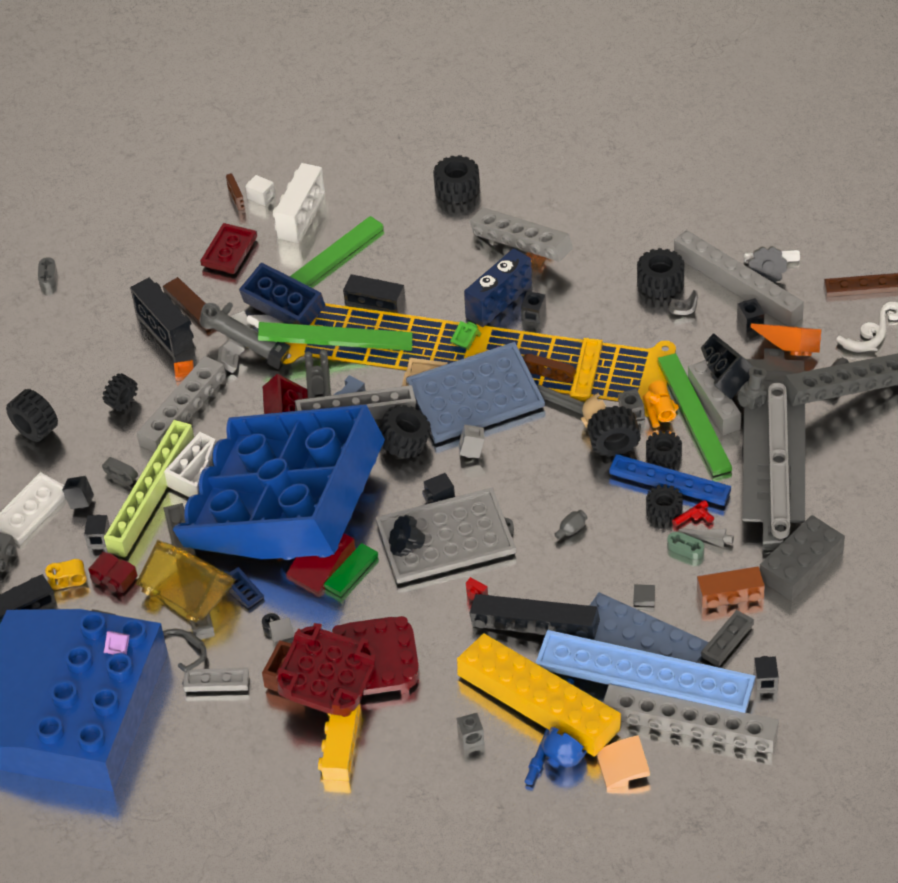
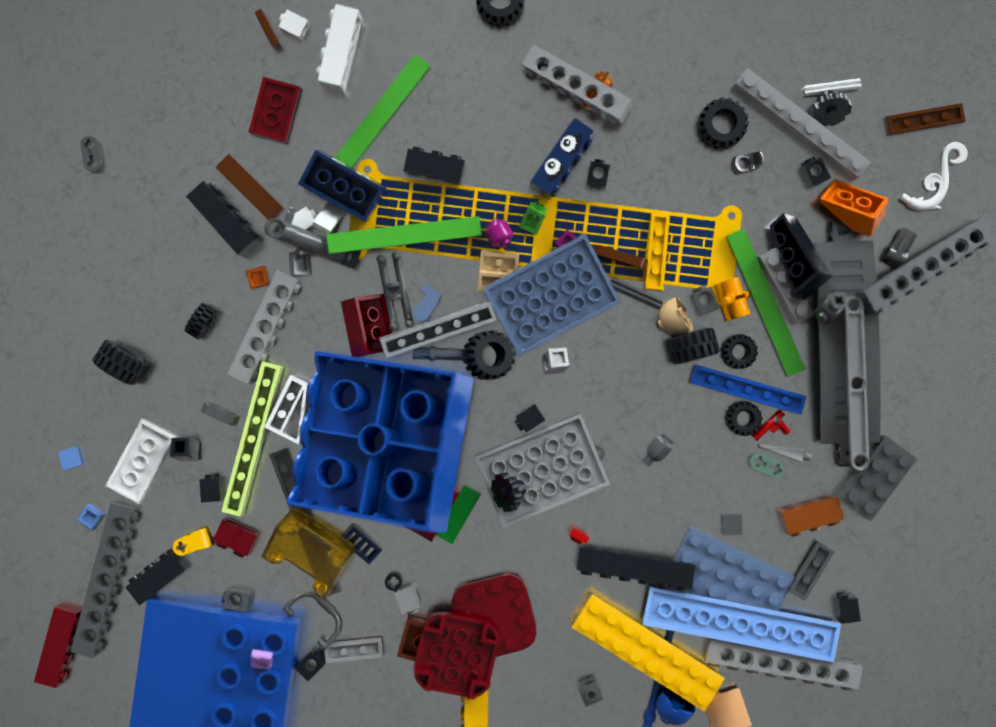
camera: 10 degrees left, 40 degrees up
(160, 690) = (306, 671): none -> black brick
(429, 344) = (499, 233): none -> magenta head

